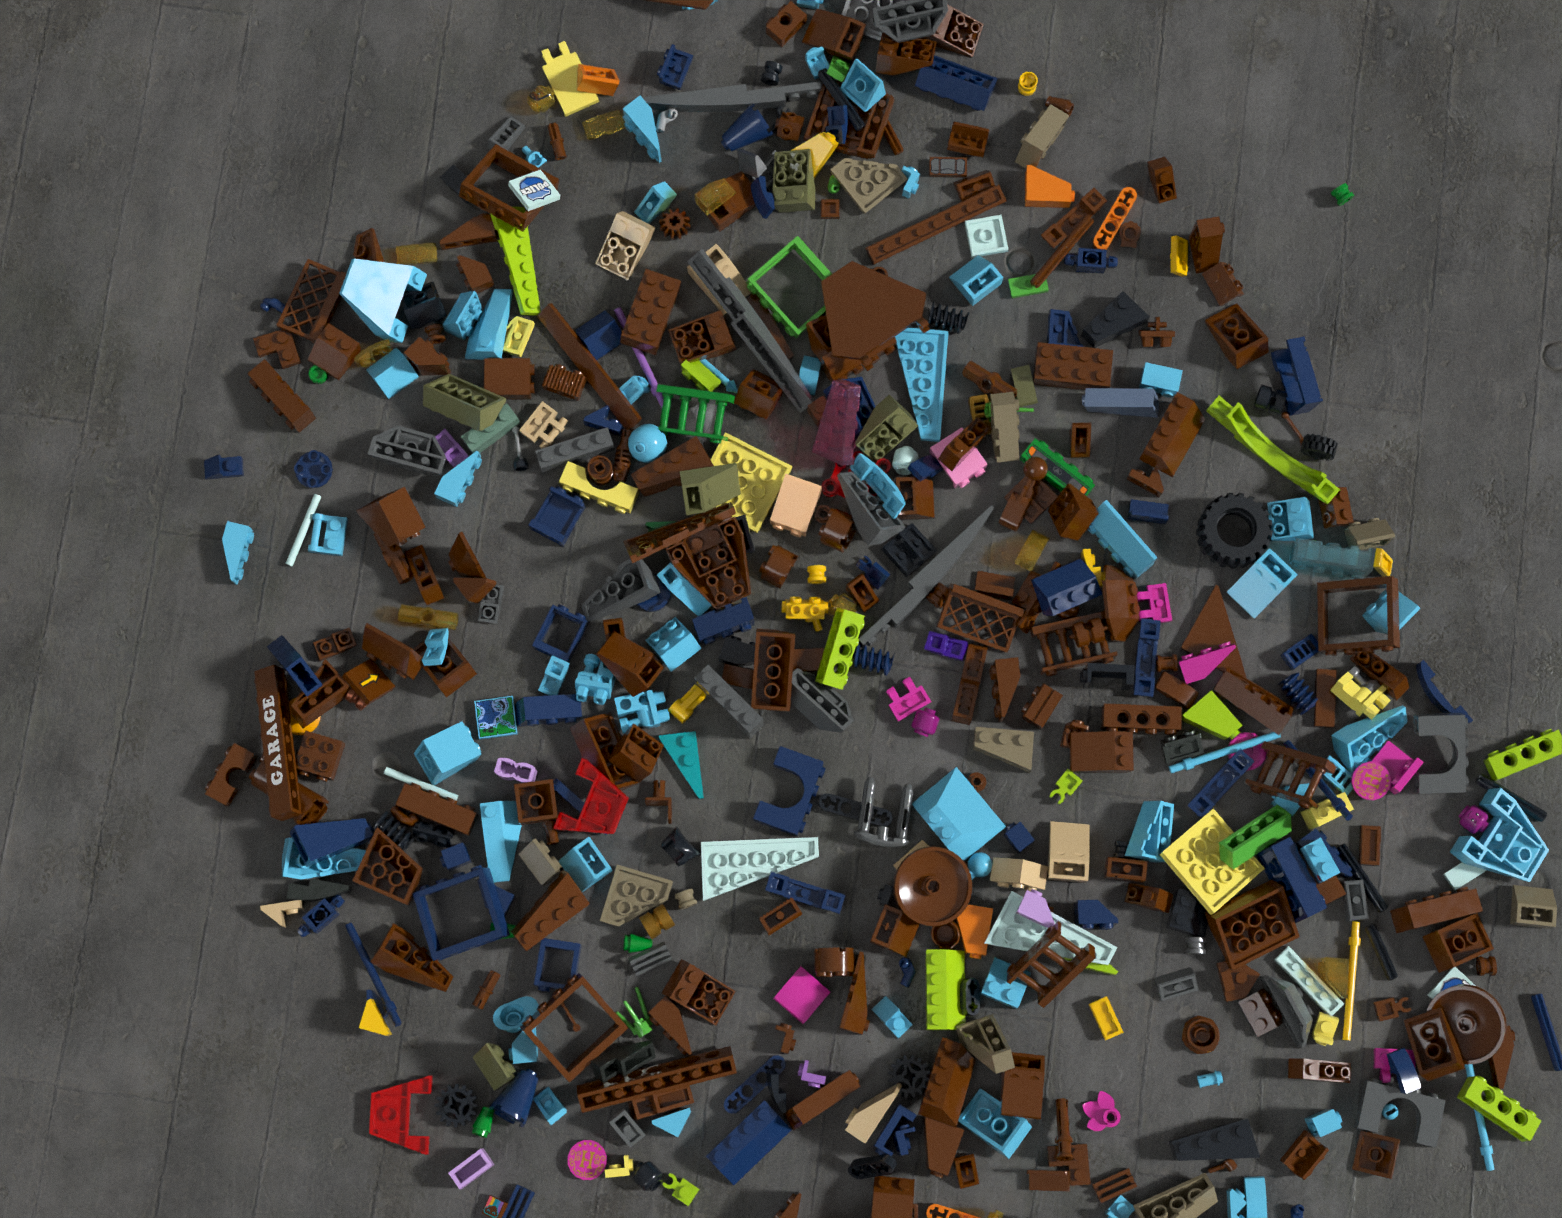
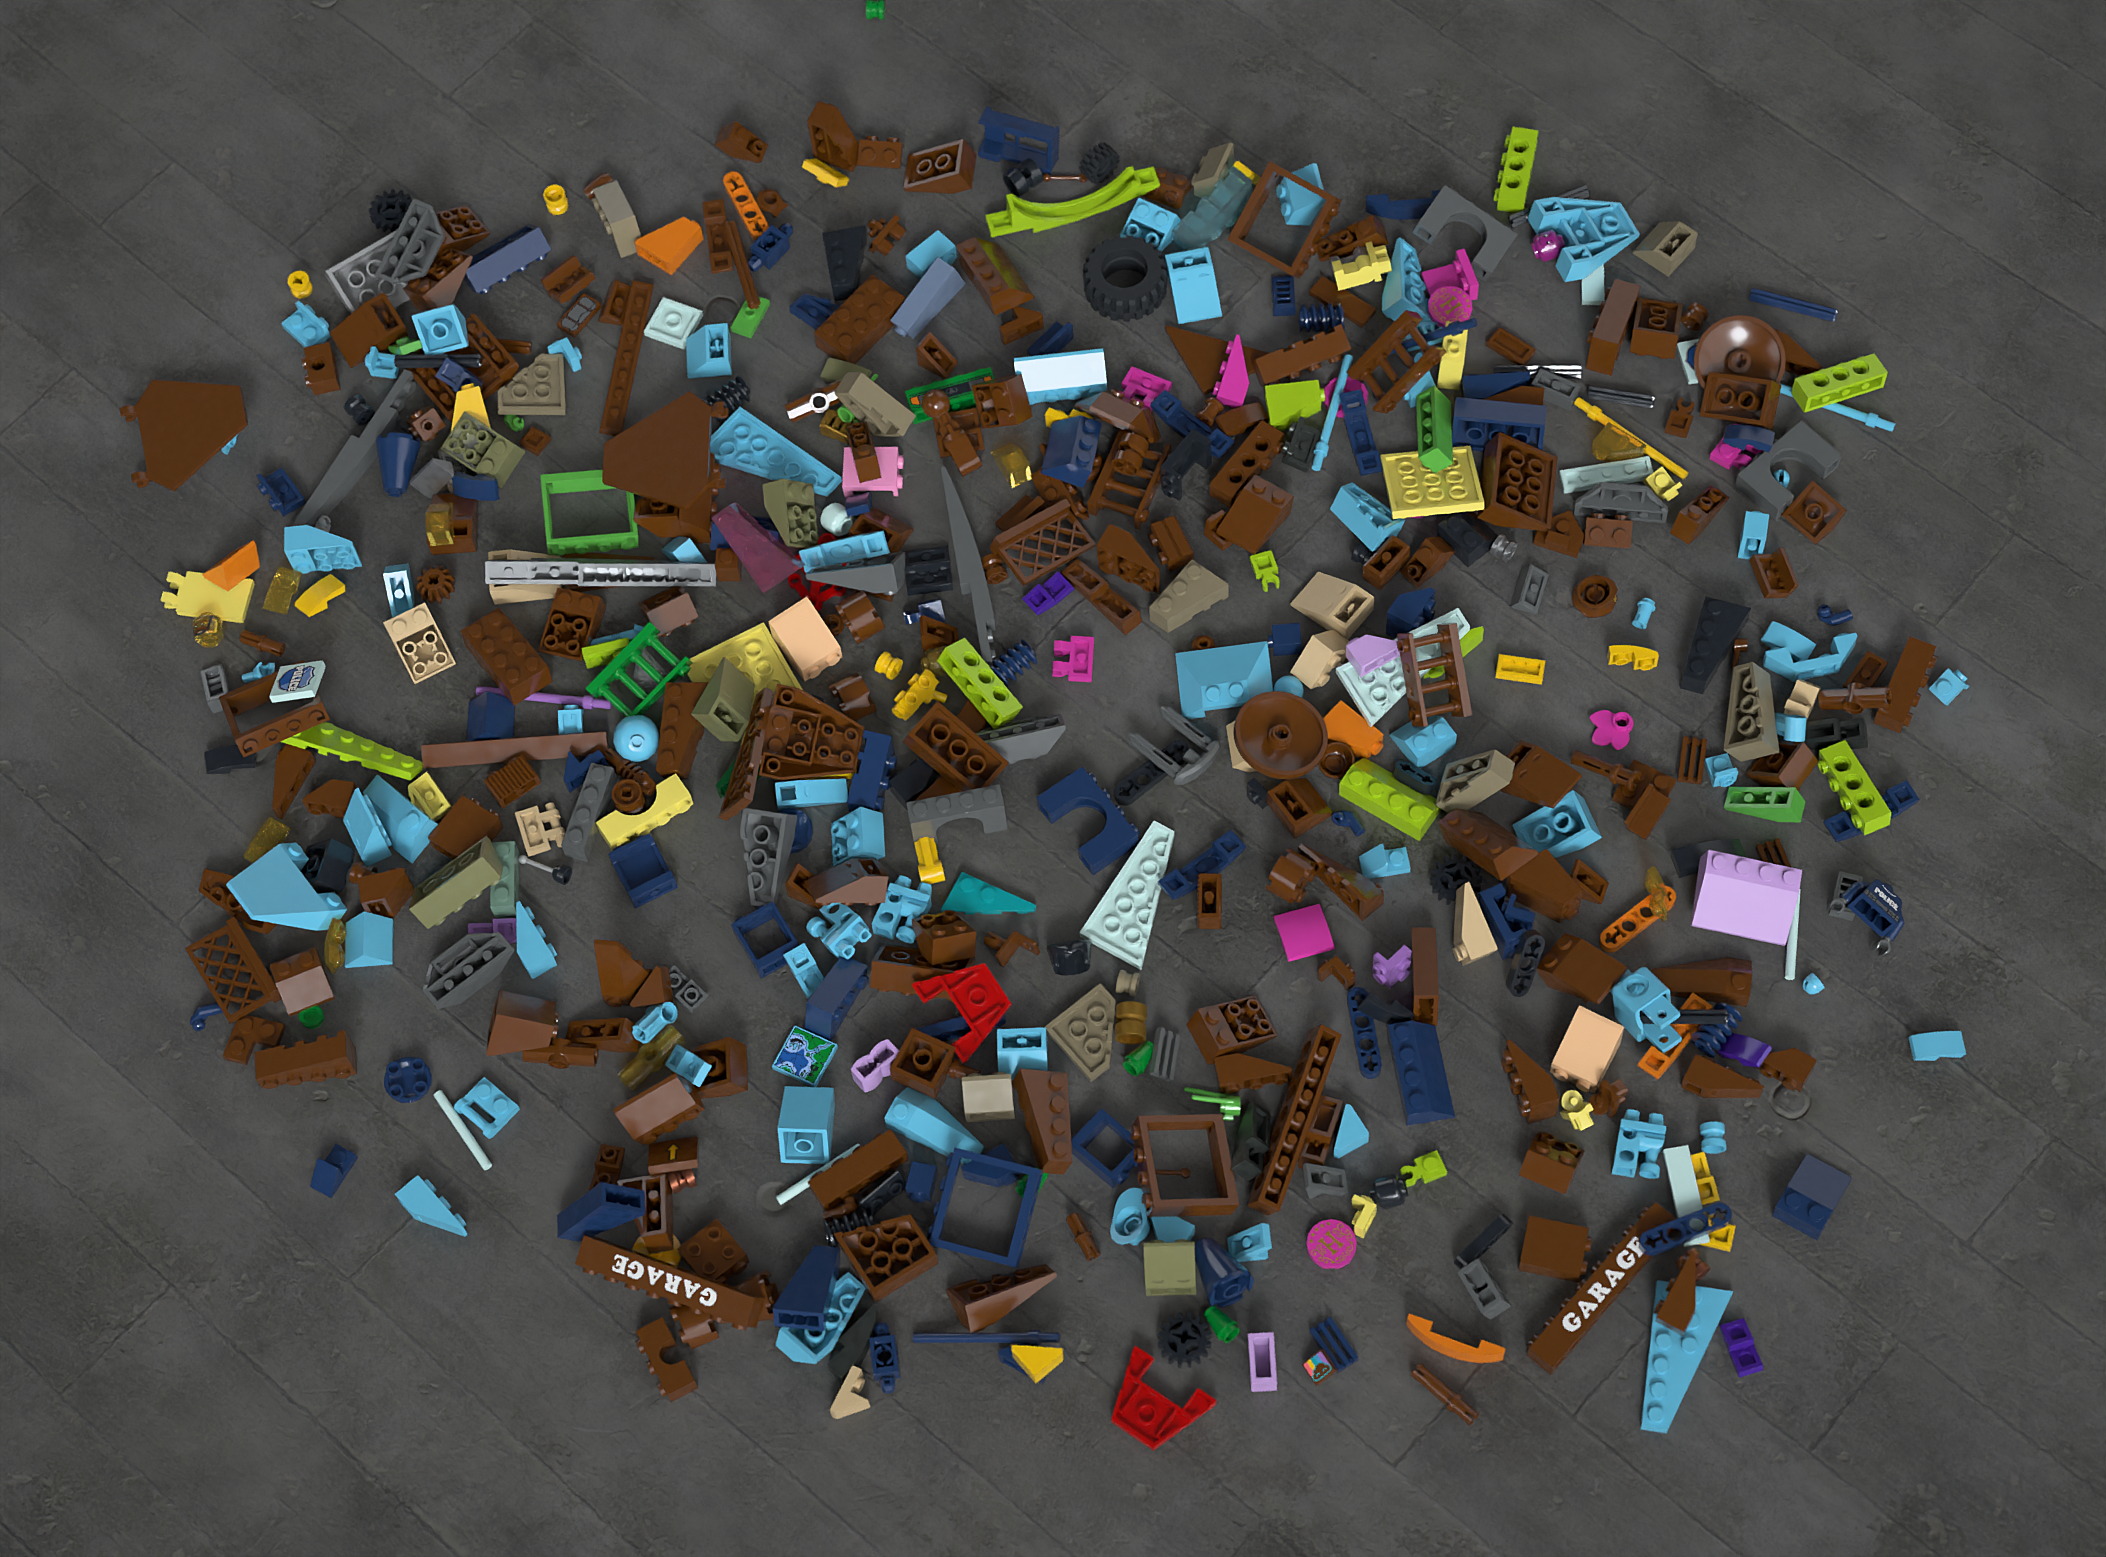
camera: 50 degrees left, 15 degrees down
(452, 602) = (654, 1020): none -> medium azure piece
(614, 151) = (316, 597): none -> yellow slope
(925, 722) = (1110, 655): magenta head -> none
(1170, 1099) = (1641, 657): none -> yellow slope
(1319, 860) = (1497, 385): medium azure brick -> none

